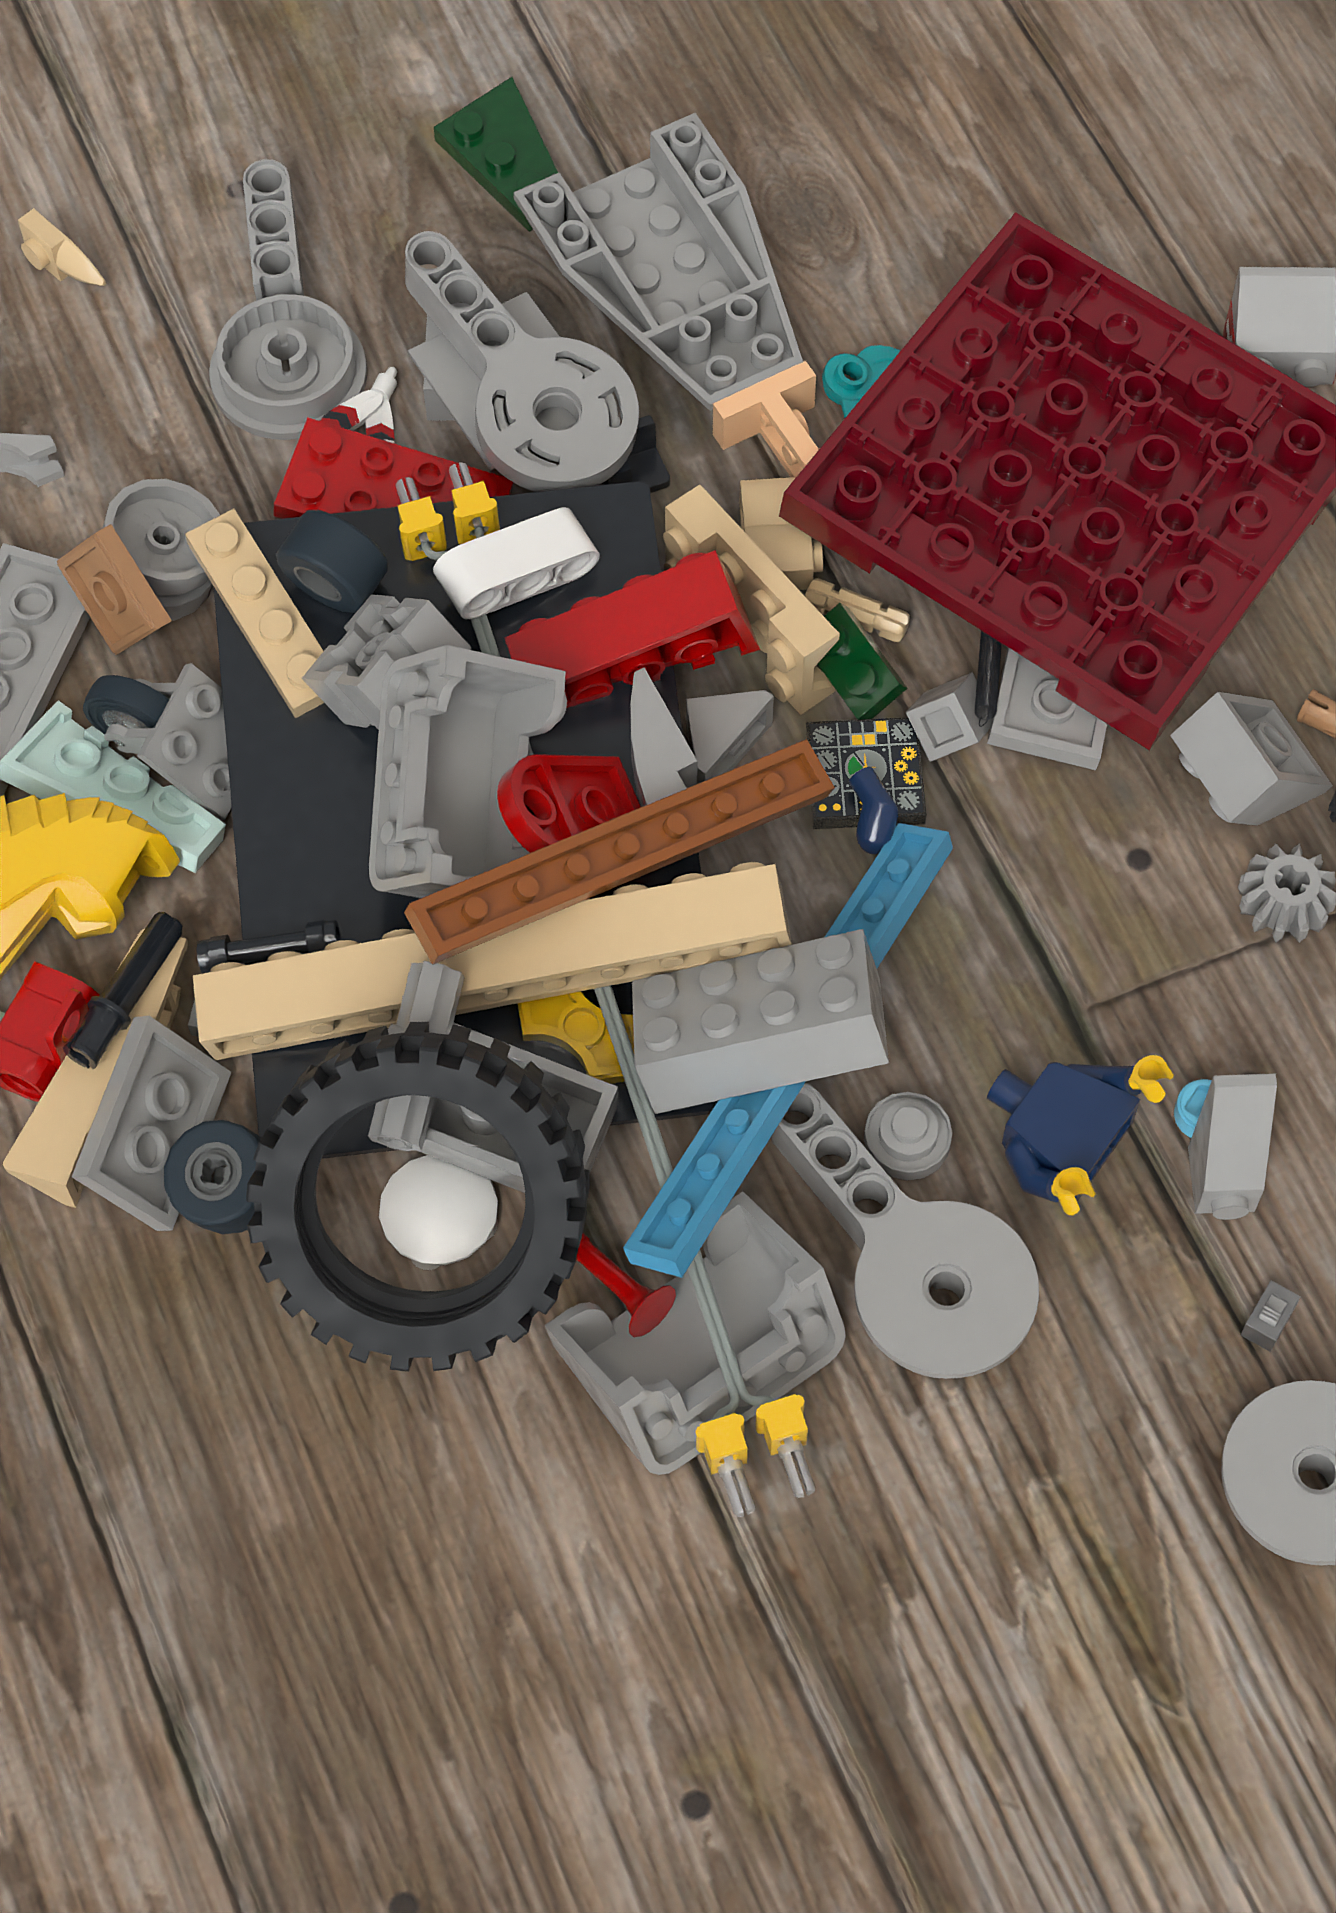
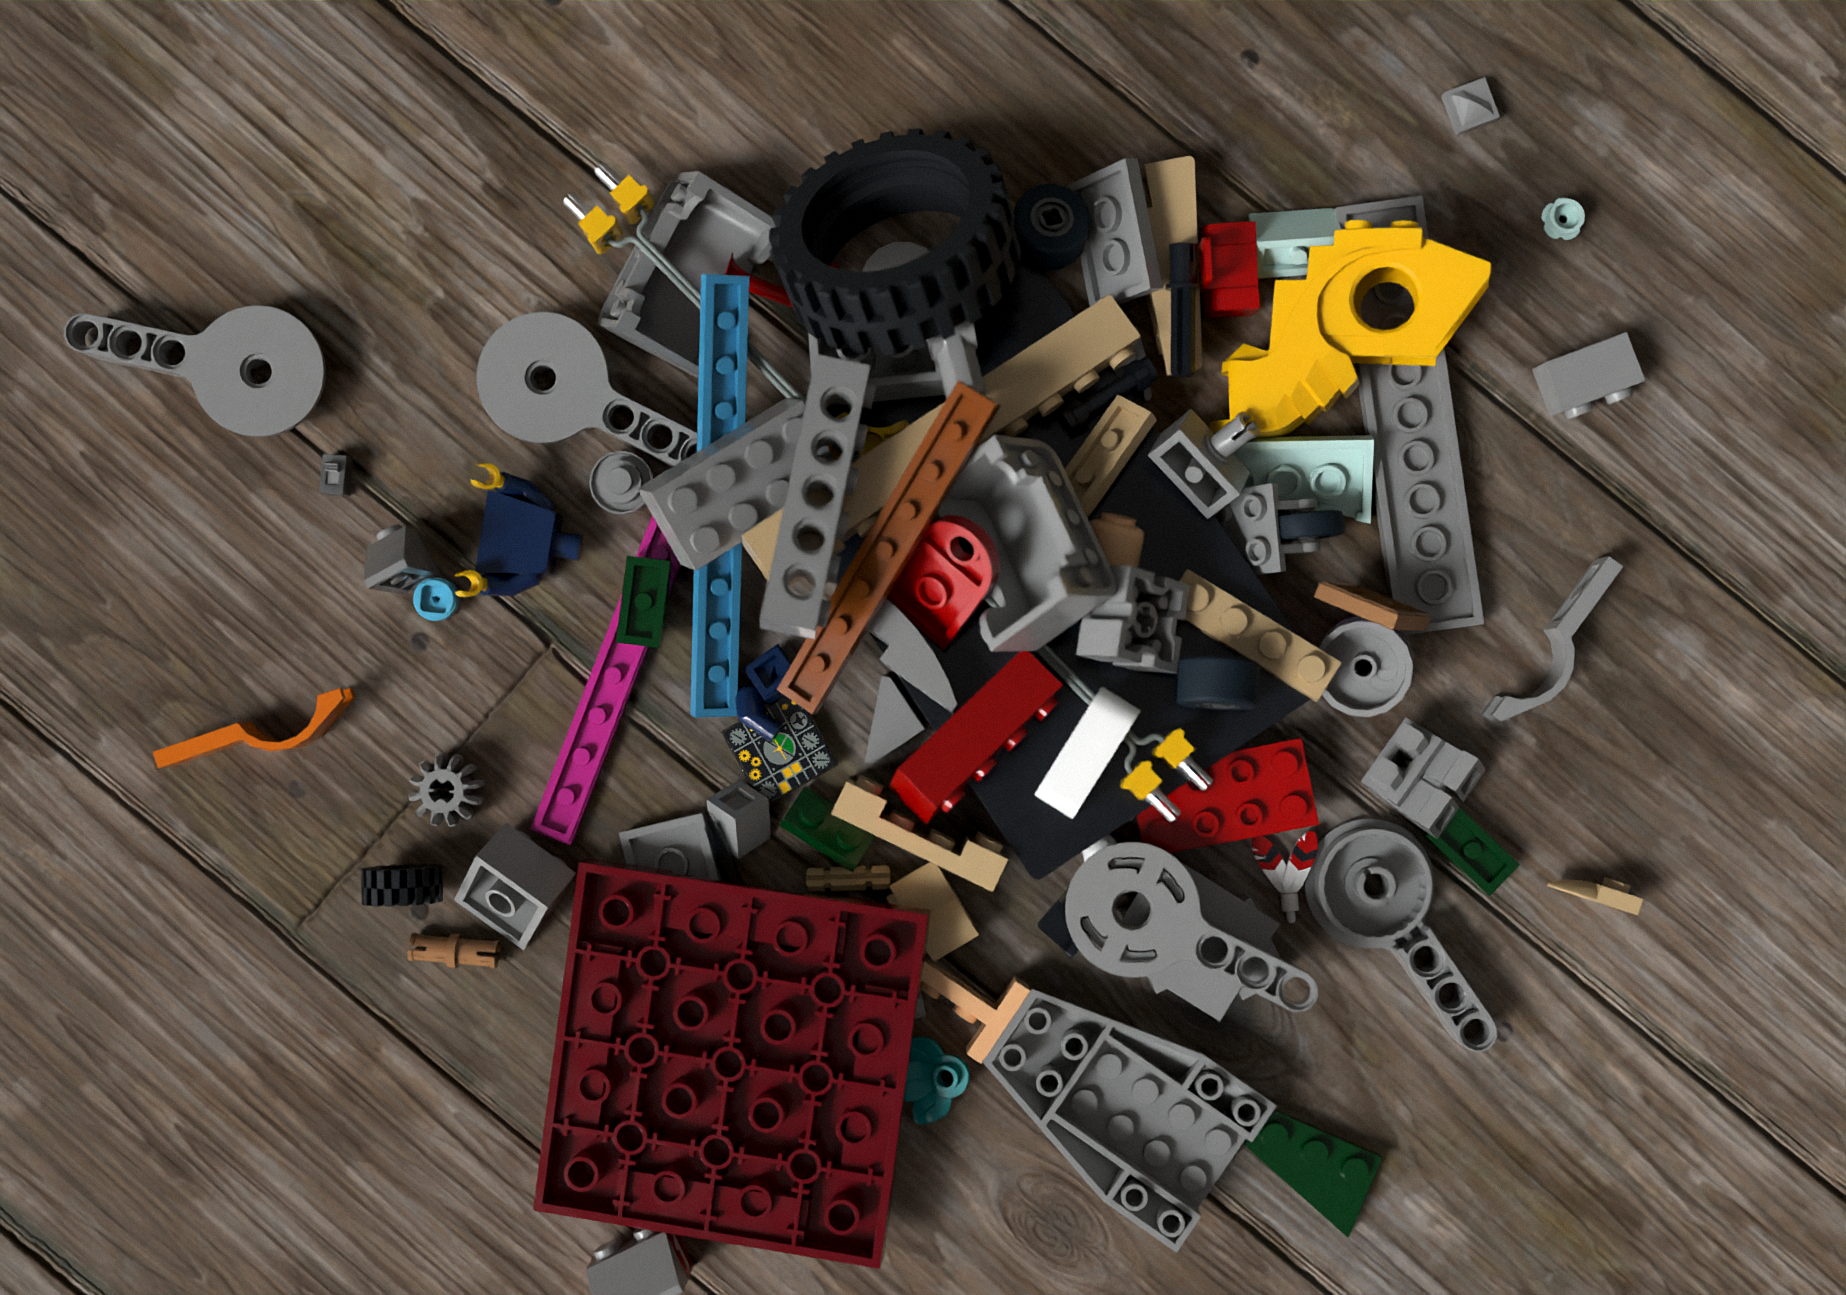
camera: 155 degrees right, 25 degrees up
(161, 349) = (1474, 853): none -> dark green plate
(169, 430) = (1419, 772): none -> light grey hips
(206, 812) = (1204, 461): none -> light grey brick
(306, 877) = (1107, 450): none -> tan plate
(350, 770) = (1119, 539): none -> light nougat head
(599, 1050) = (831, 382): none -> light grey brick
(832, 847) = (767, 673): none -> dark blue tile
(946, 979) = (644, 601): none -> dark green plate
(1030, 931) = (596, 717): none -> dark pink tile

